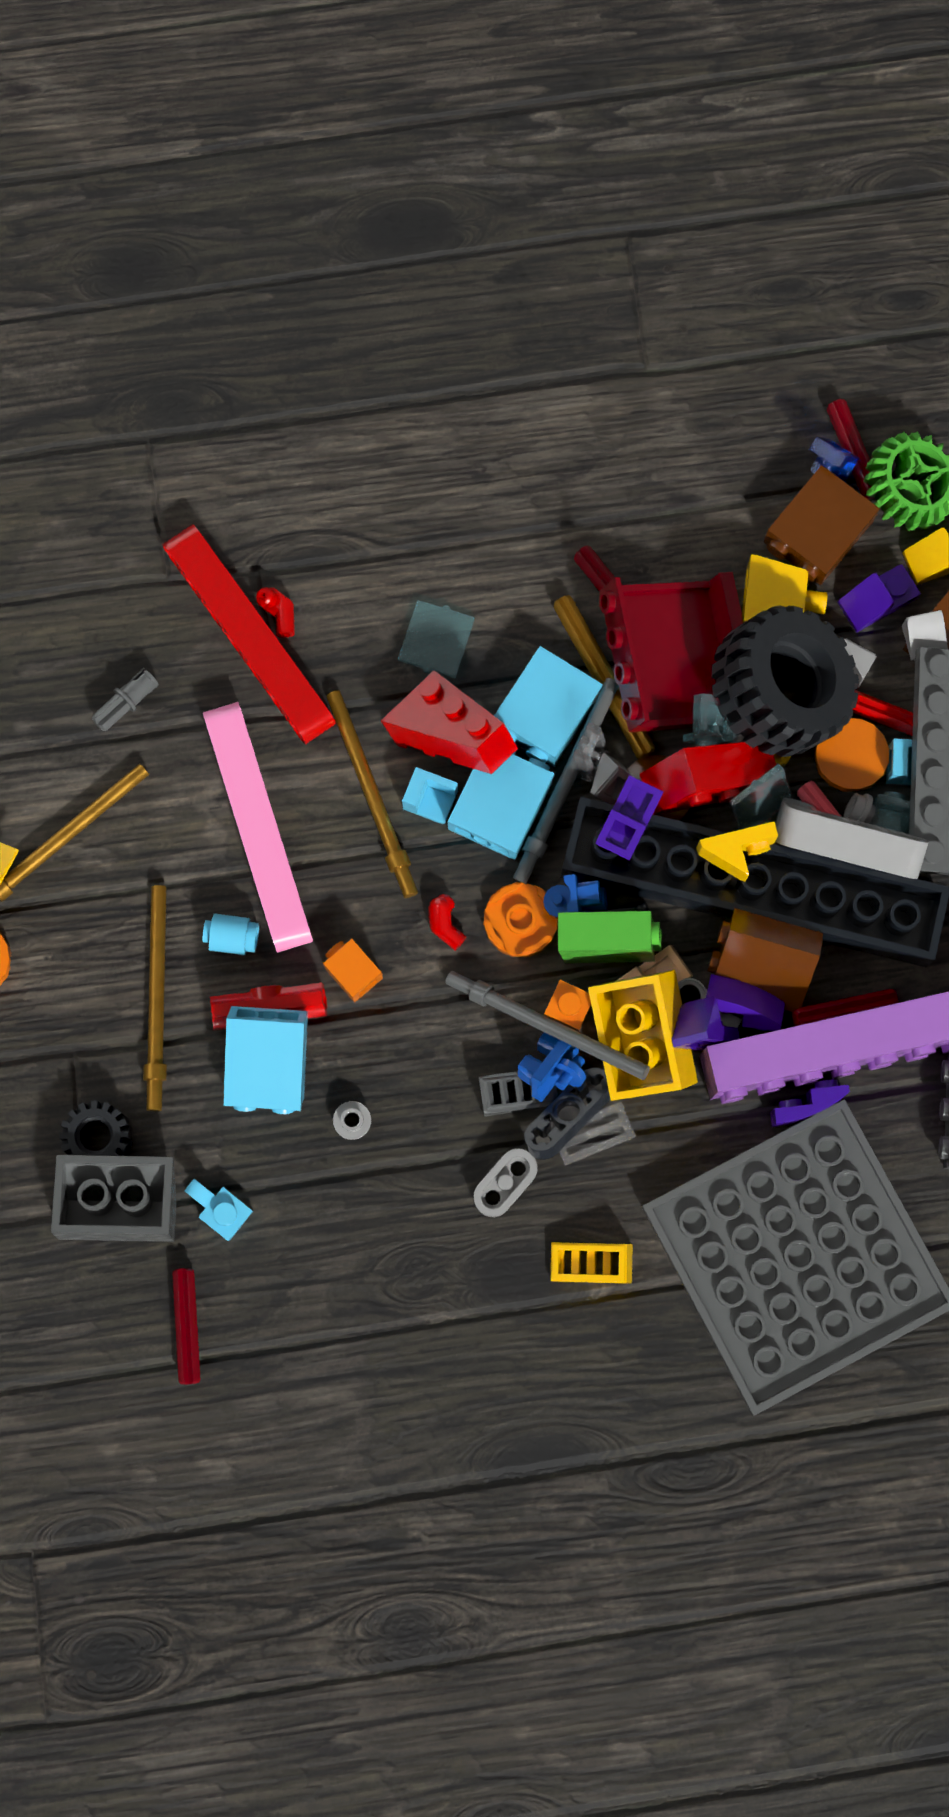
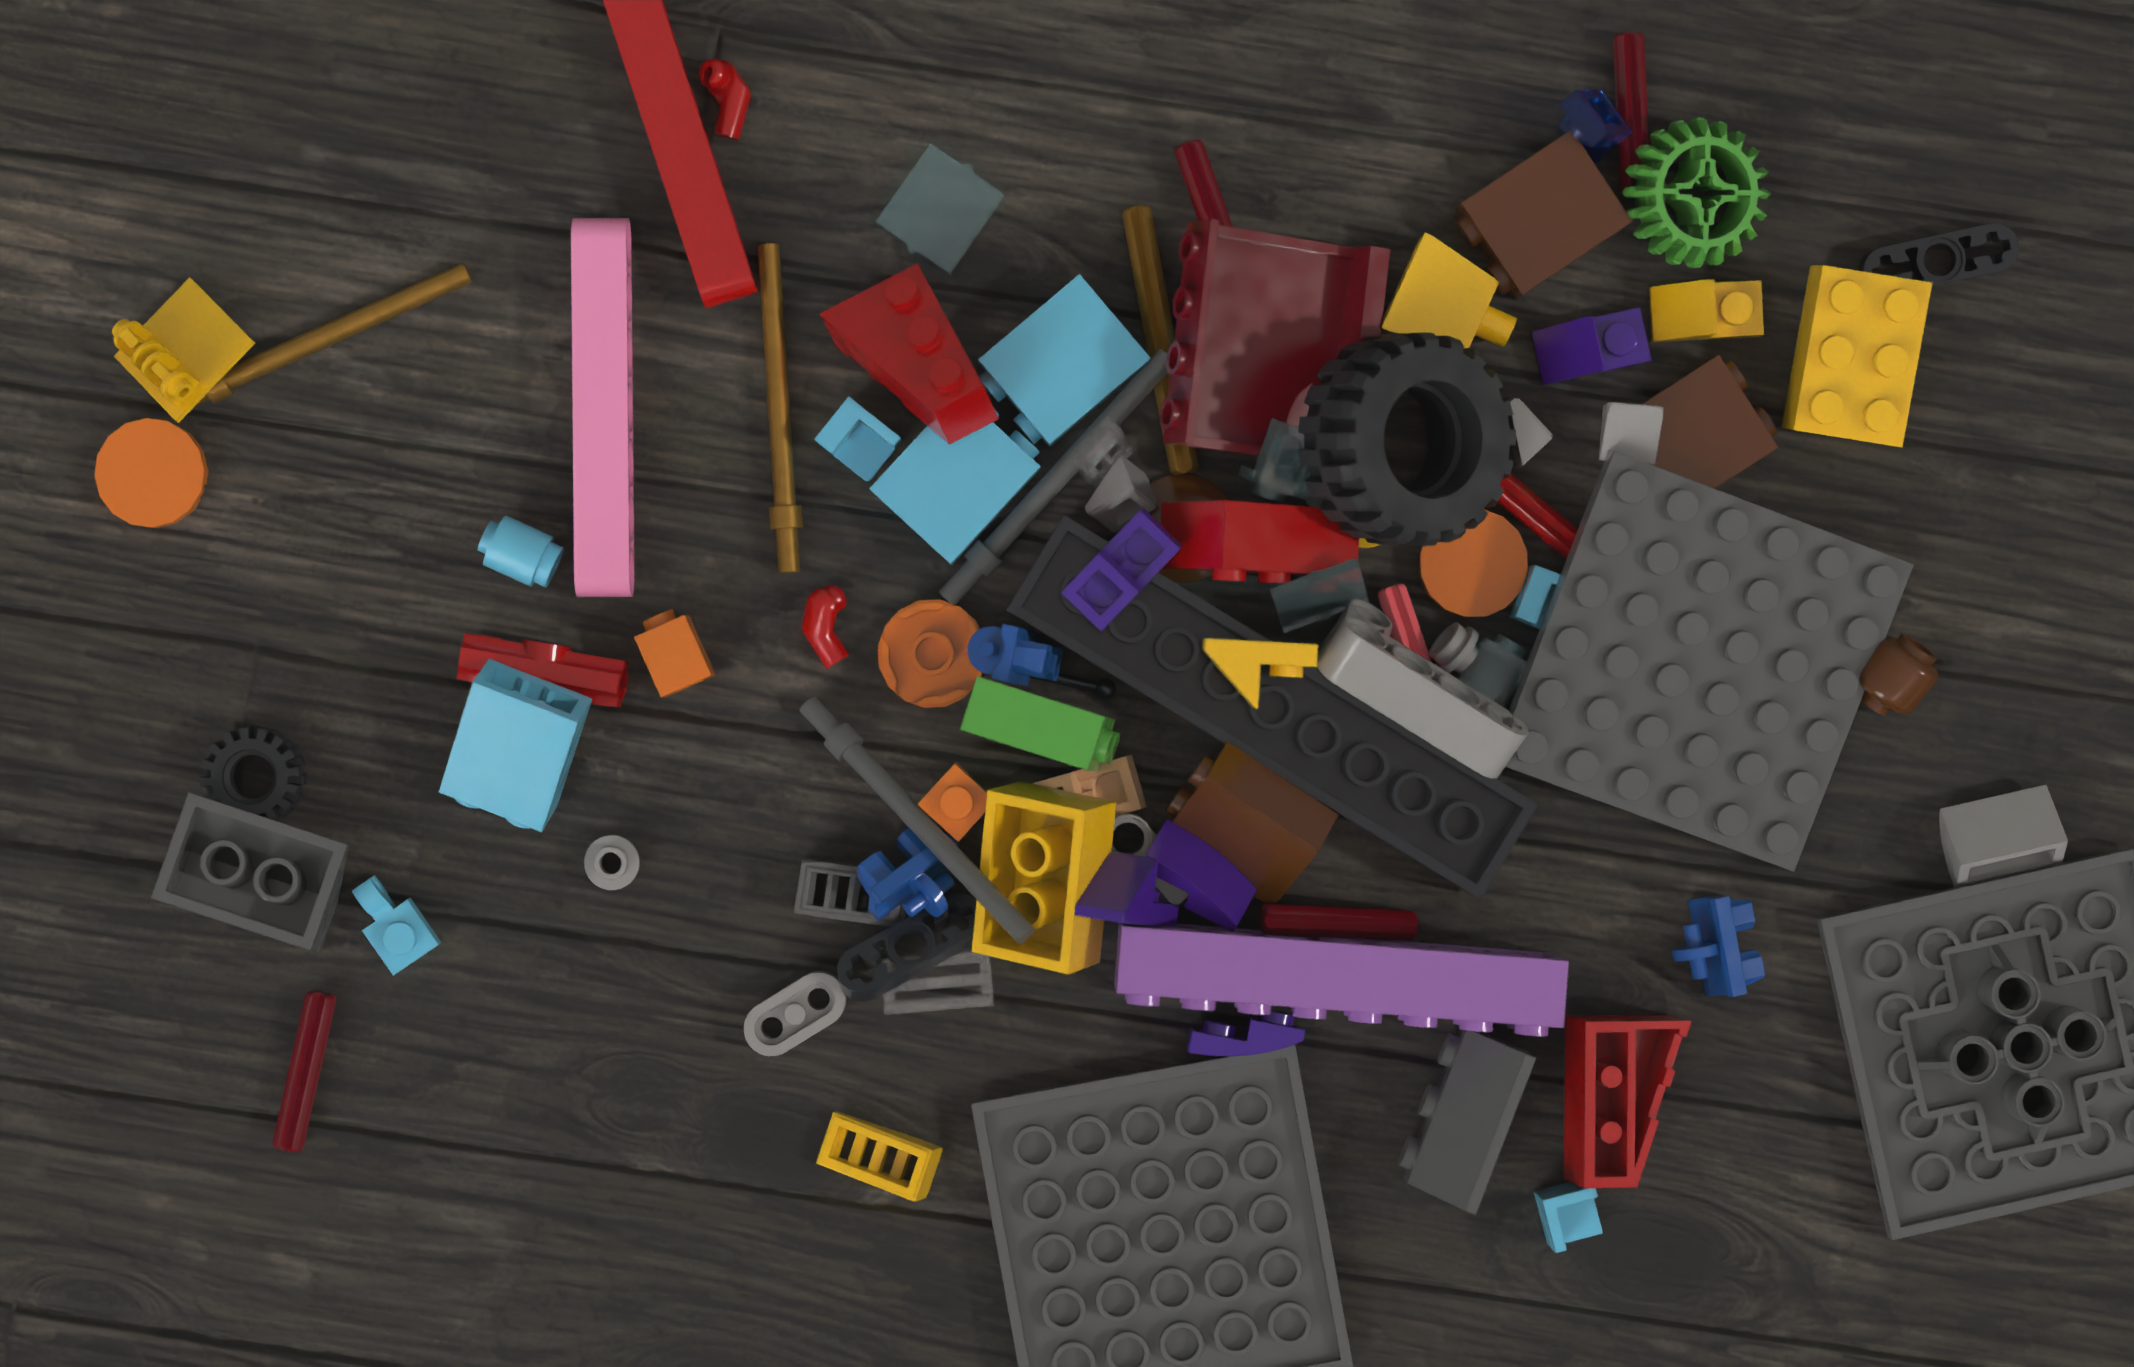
camera: 20 degrees right, 10 degrees up
(125, 699) = (469, 163): dark grey axle -> none
(155, 1070) = (360, 709): pearl gold bar -> none

